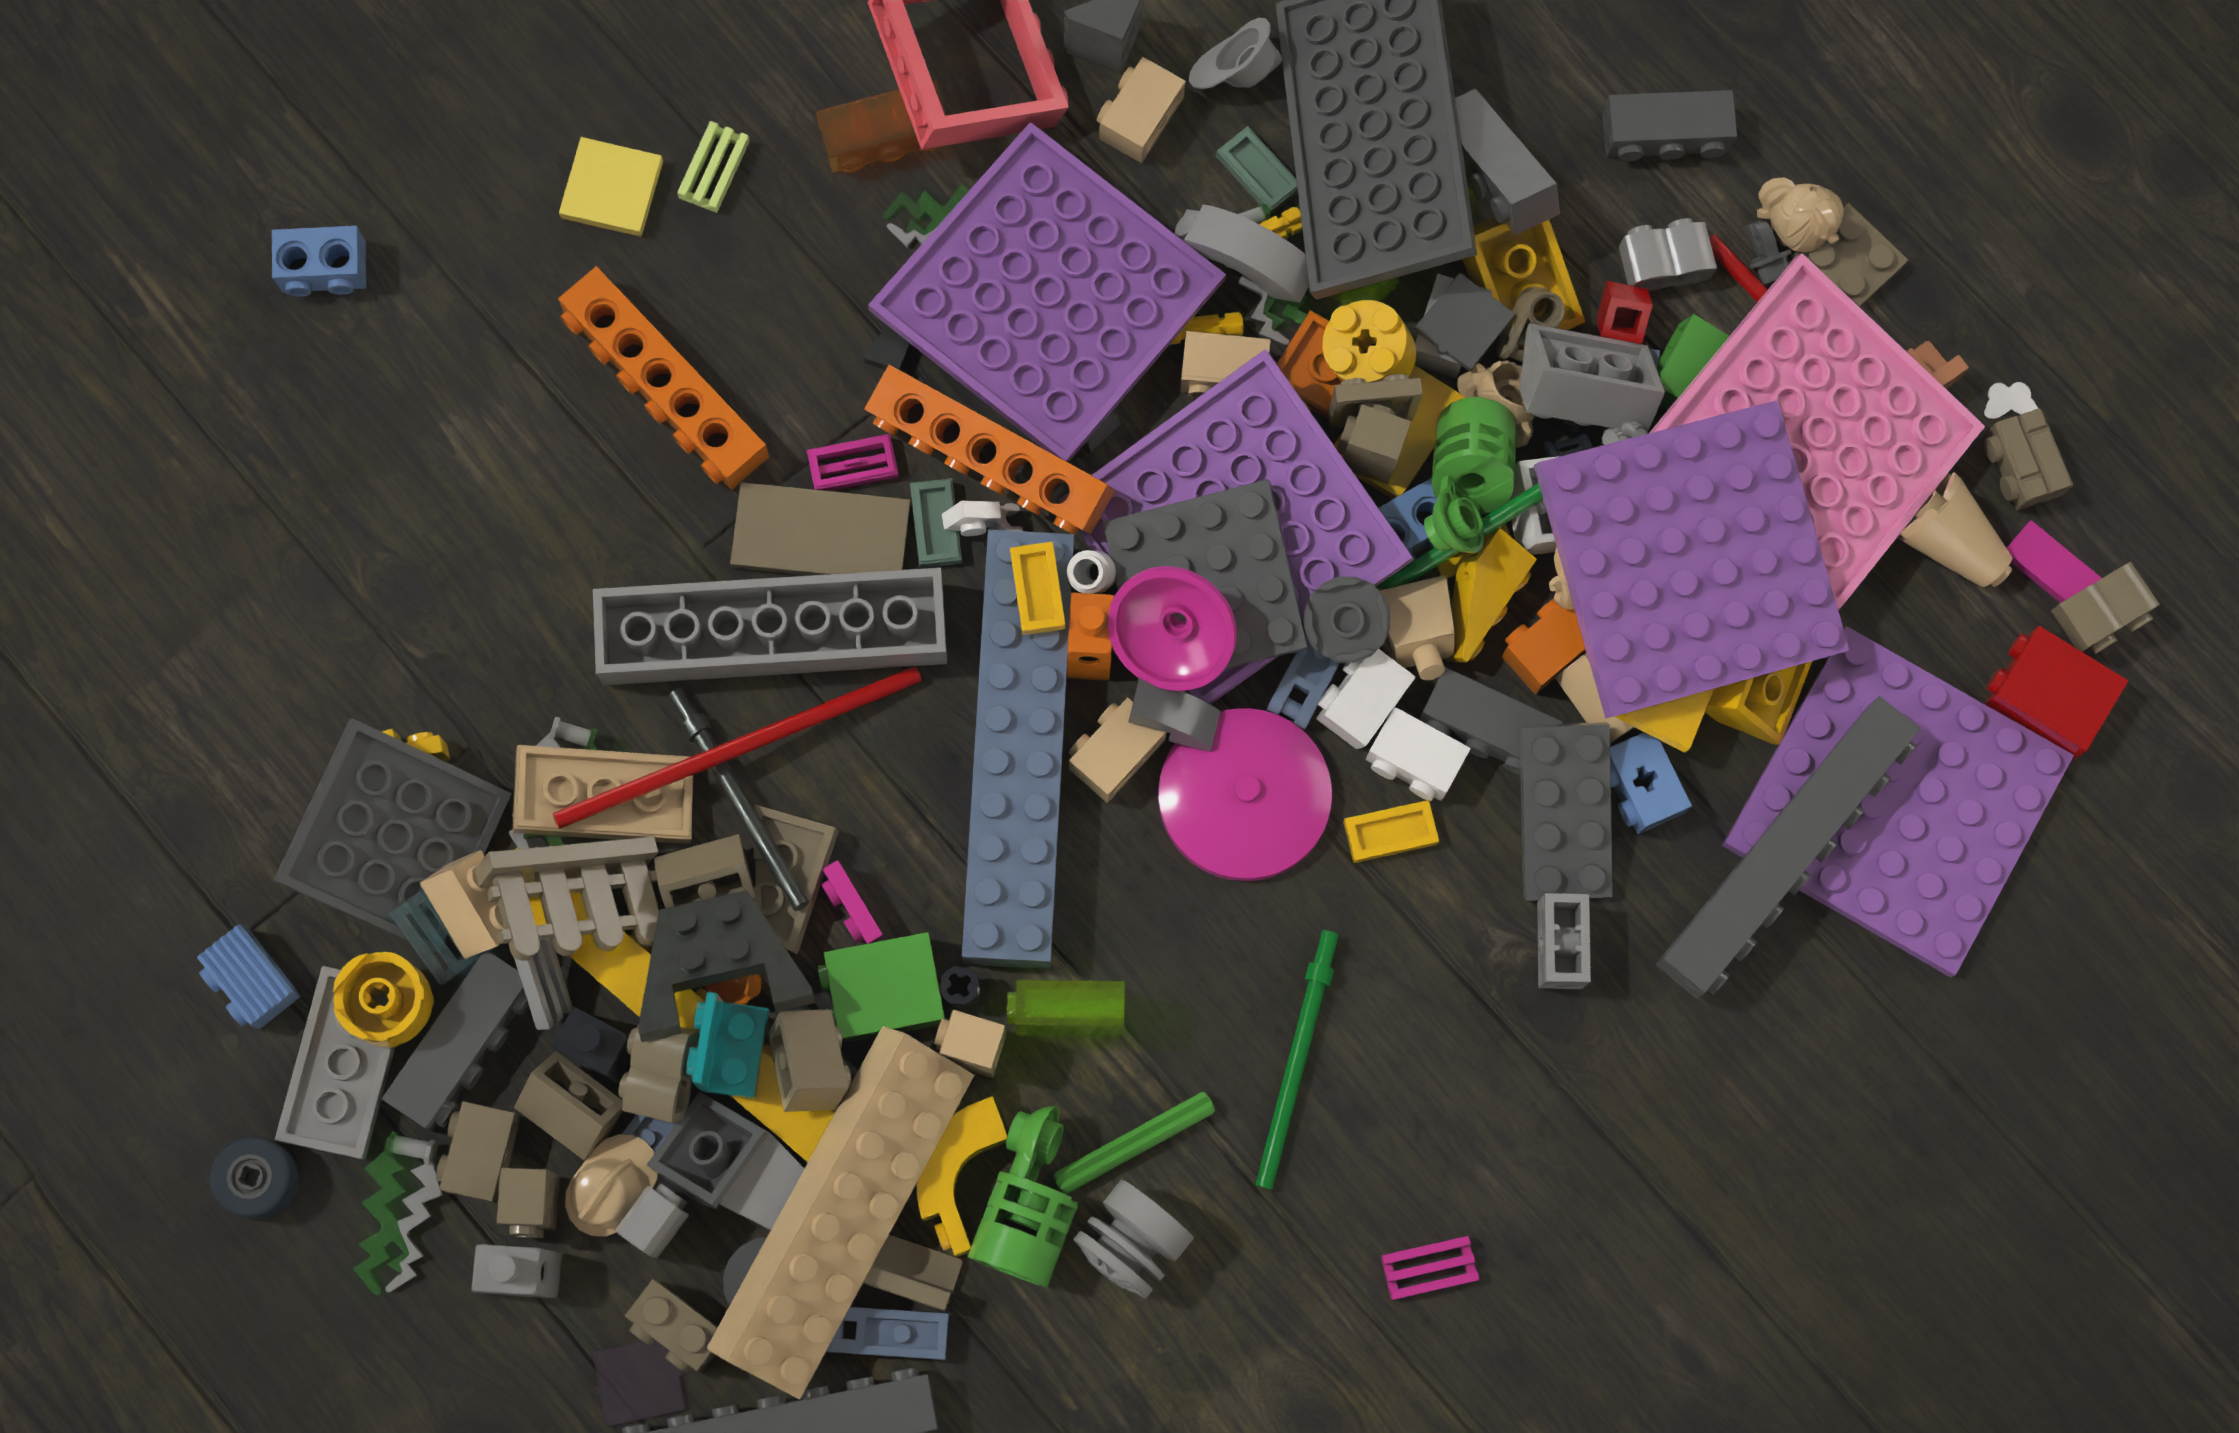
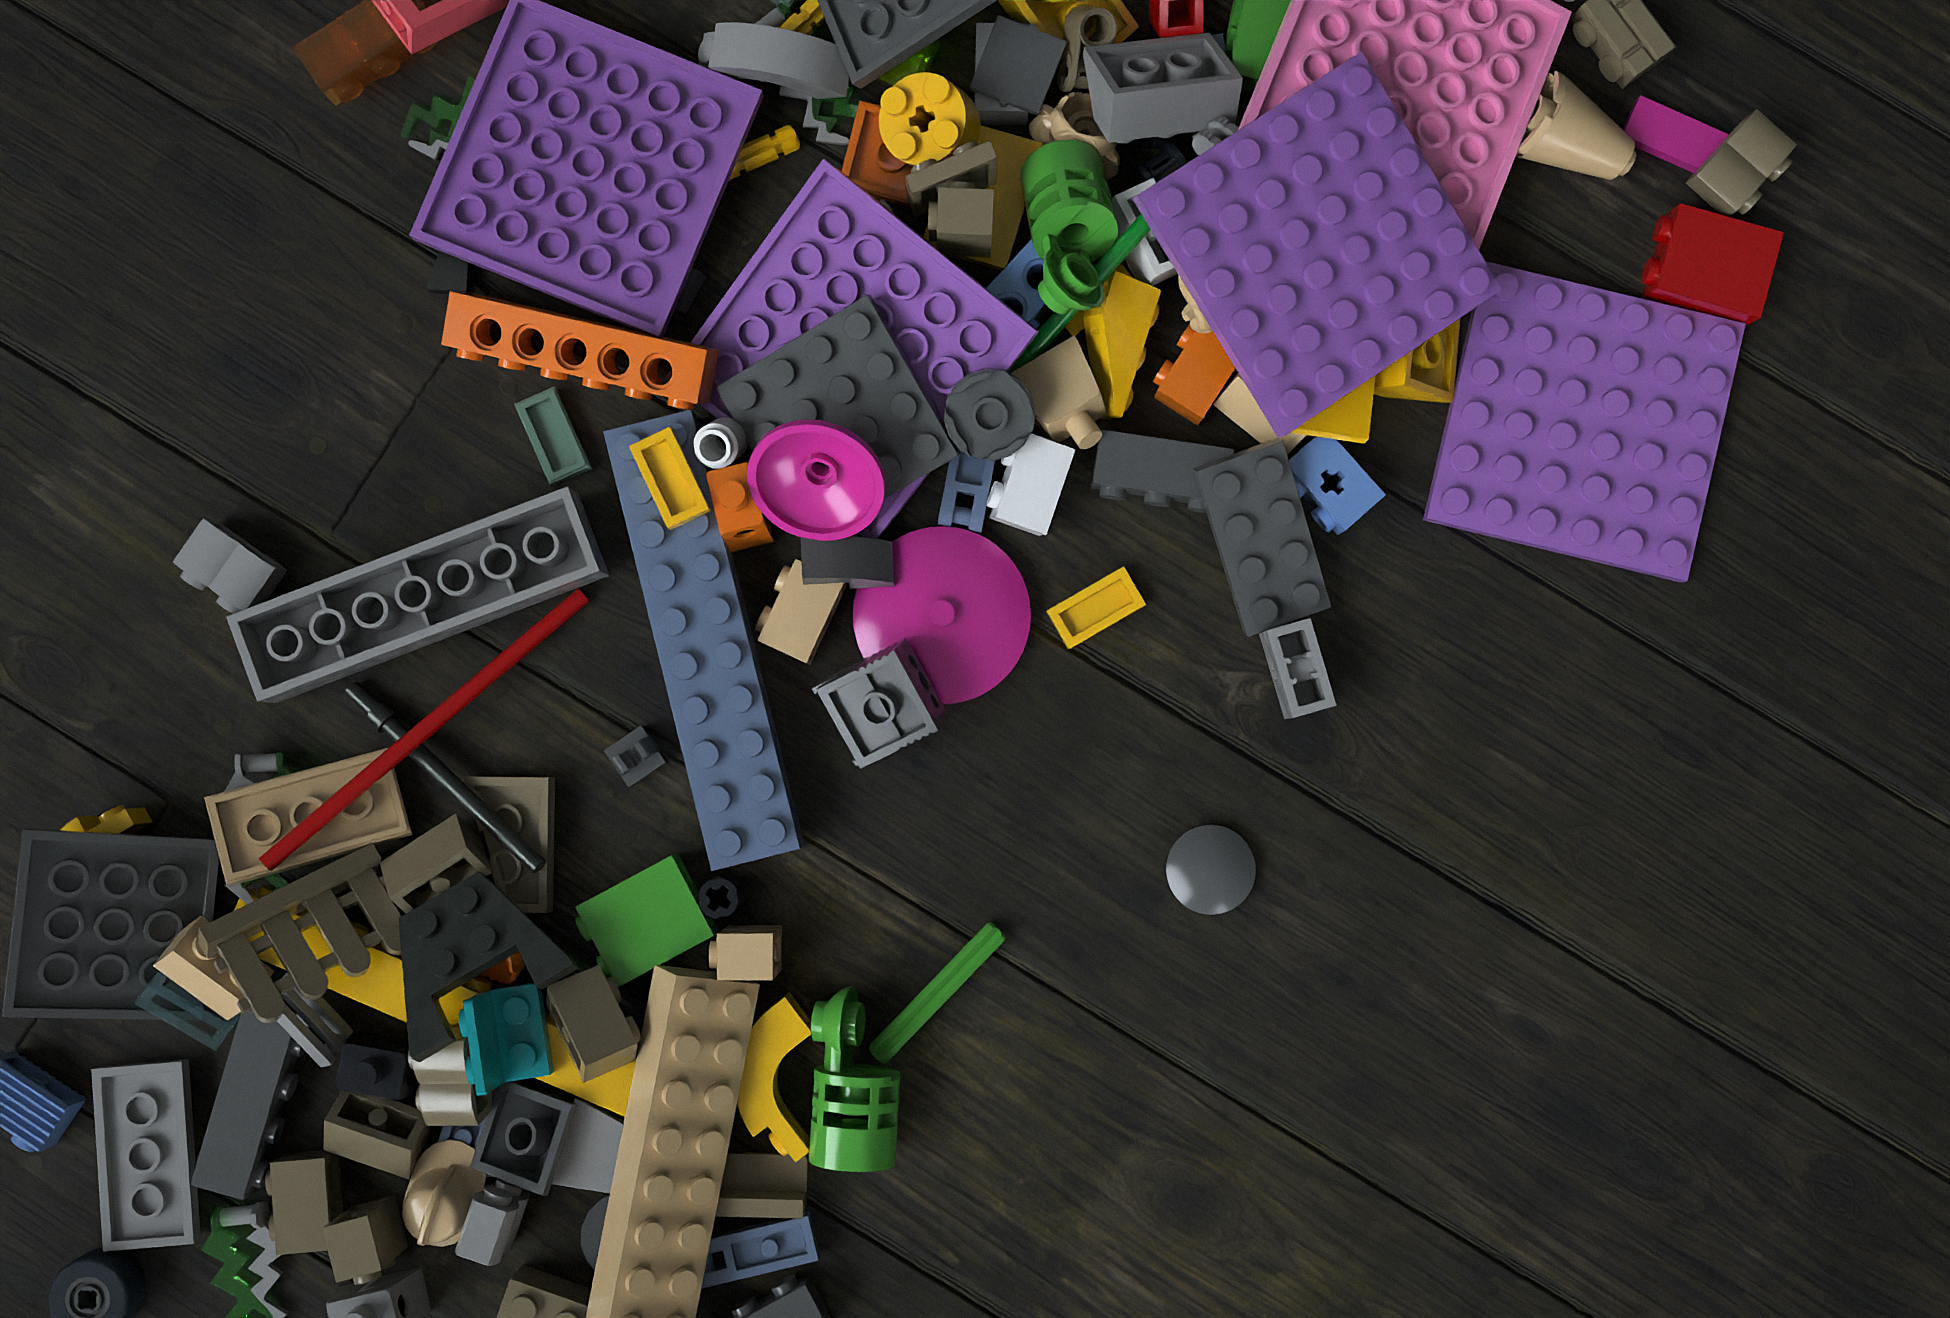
camera: 10 degrees left, 10 degrees up
(361, 1012) = (154, 1092): yellow brick -> none
(597, 297) = (134, 313): orange brick -> none
(602, 548) = (228, 566): none -> light grey brick
(611, 186) = (116, 189): light yellow tile -> none
(726, 136) = (196, 136): yellowish green tile -> none
(818, 531) = (440, 482): dark tan tile -> none
(841, 890) = (576, 836): dark pink plate -> none
(854, 479) = (458, 417): dark pink tile -> none
(919, 836) = (636, 756): none -> dark grey tile
(975, 516) = (589, 420): white plate -> none
(1067, 1008) = (830, 889): clear neon green brick -> none
(1133, 1239) = (960, 1102): light grey wheel -> none
(1167, 852) = (882, 703): none -> dark grey piece
(1213, 357) = (776, 181): tan hinge -> none
(1318, 977) = (1067, 773): green bar -> none
(1416, 755) = (1099, 526): white brick -> none
(1427, 1107) = (1210, 869): none -> dark grey dish
(1467, 1259) = (1267, 1038): dark pink tile -> none
(1788, 847) = (1494, 506): dark grey brick -> none

